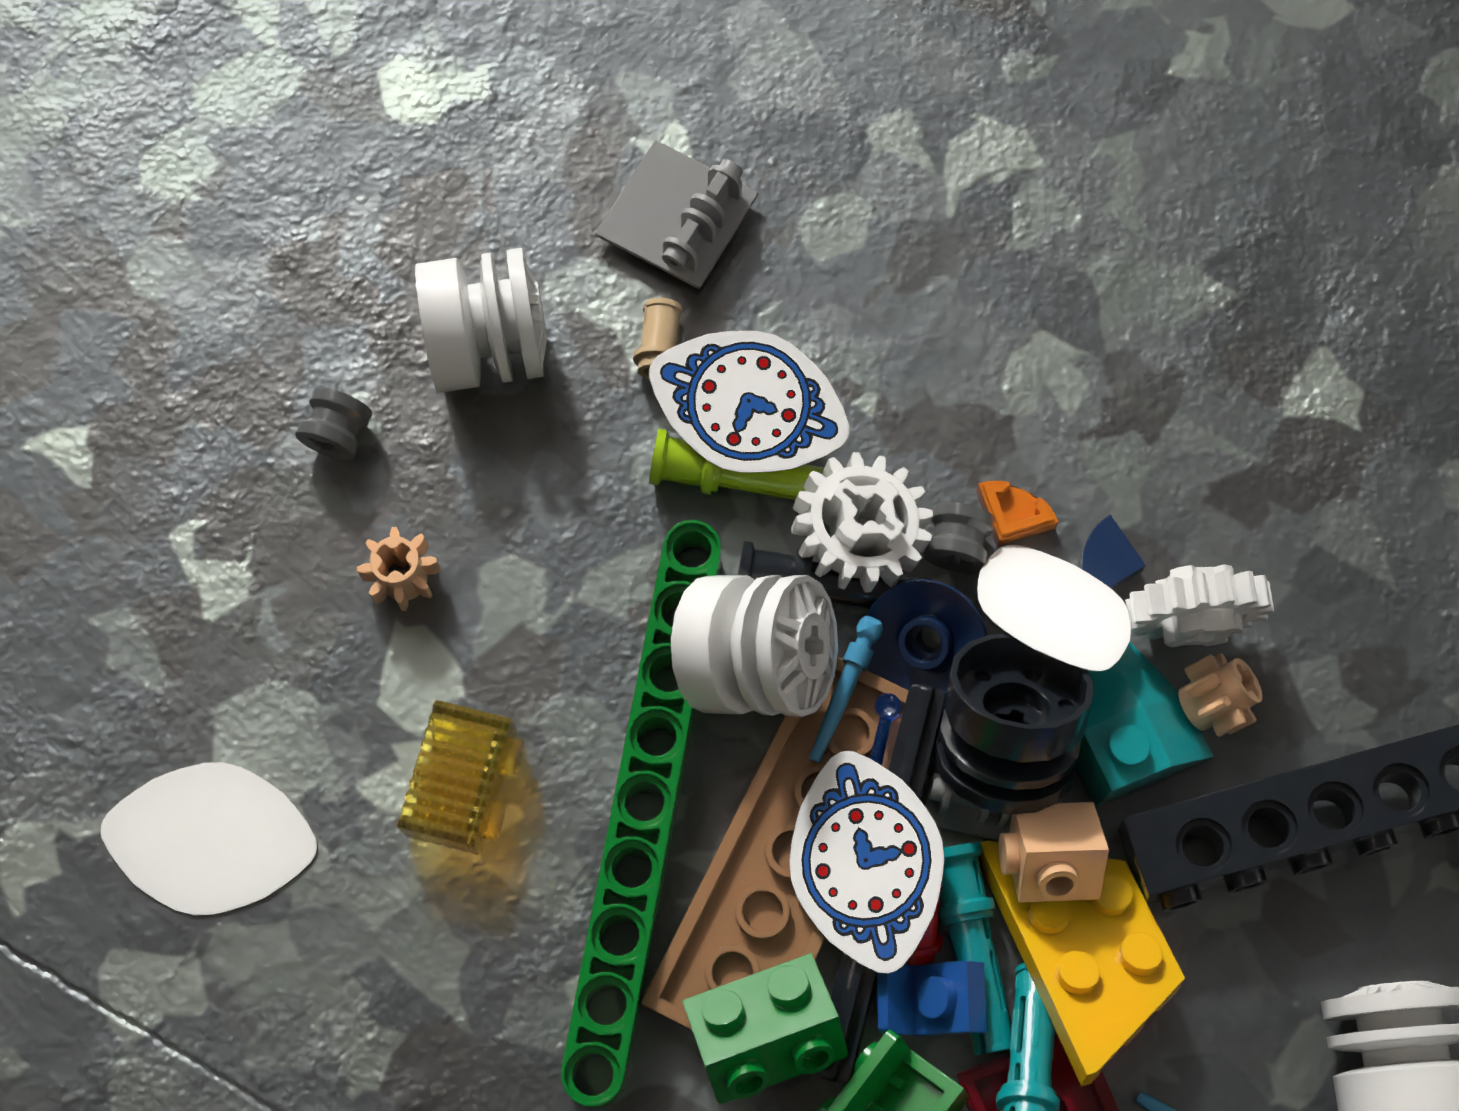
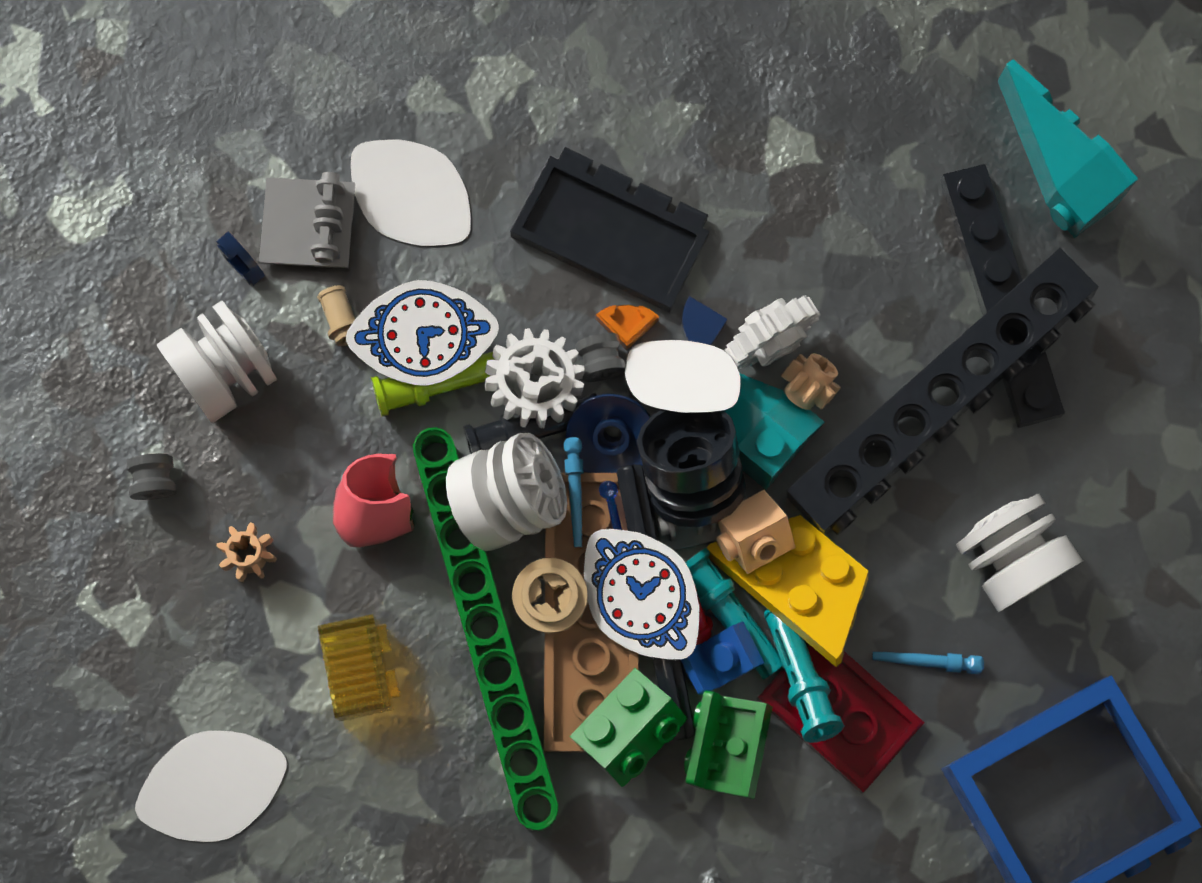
camera: 30 degrees left, 5 degrees up
(573, 217) = (239, 258): none -> dark blue tile
(581, 579) = (370, 504): none -> coral piece
(723, 783) = (556, 574): none -> tan gear
(820, 236) = (410, 192): none -> white sticker
(1048, 393) = (611, 232): none -> black hinge

